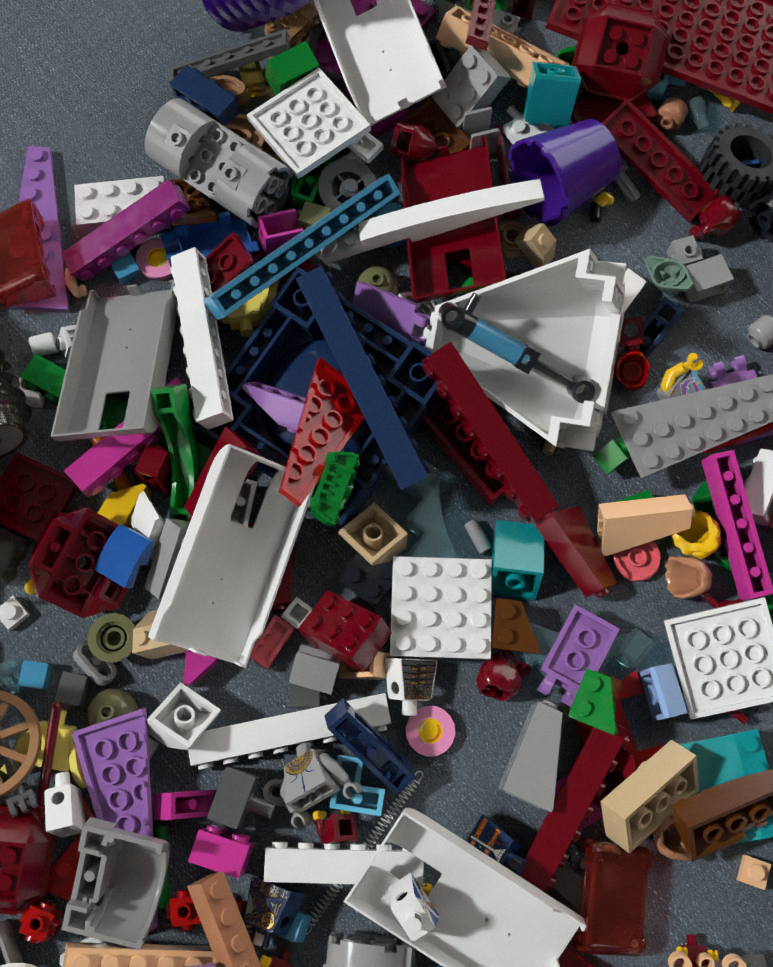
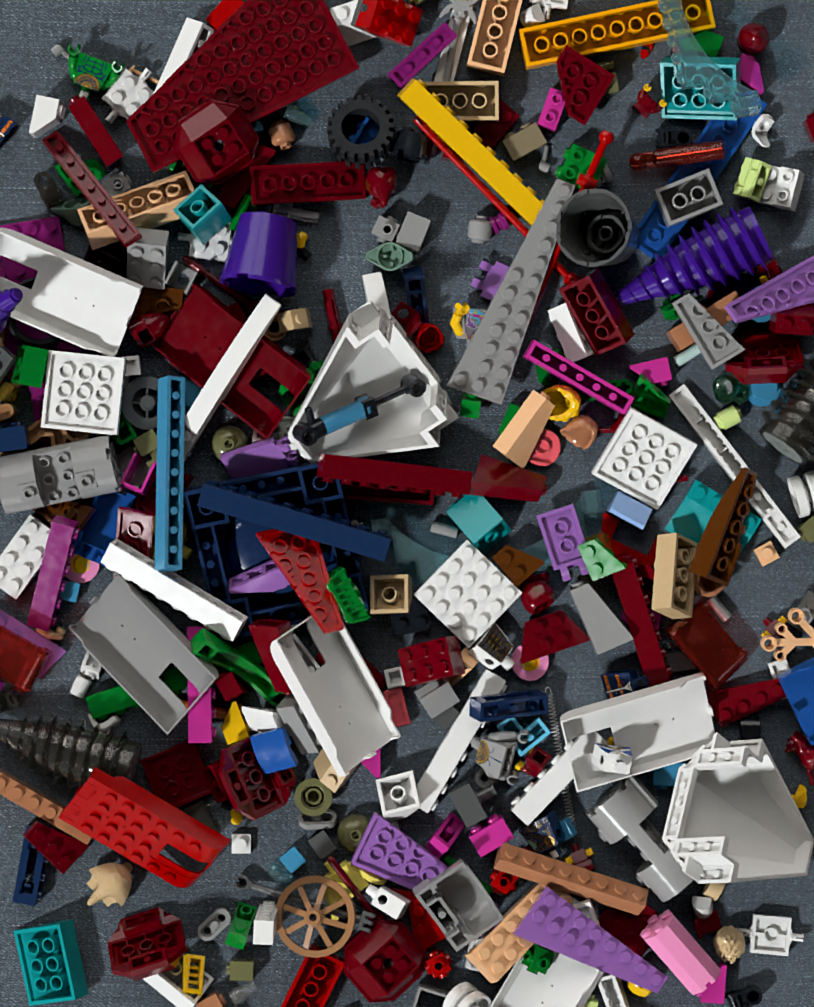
camera: 50 degrees left, 15 degrees up
(473, 727) = (549, 635): none -> dark red wing
(657, 875) = (719, 608): none -> light grey axle

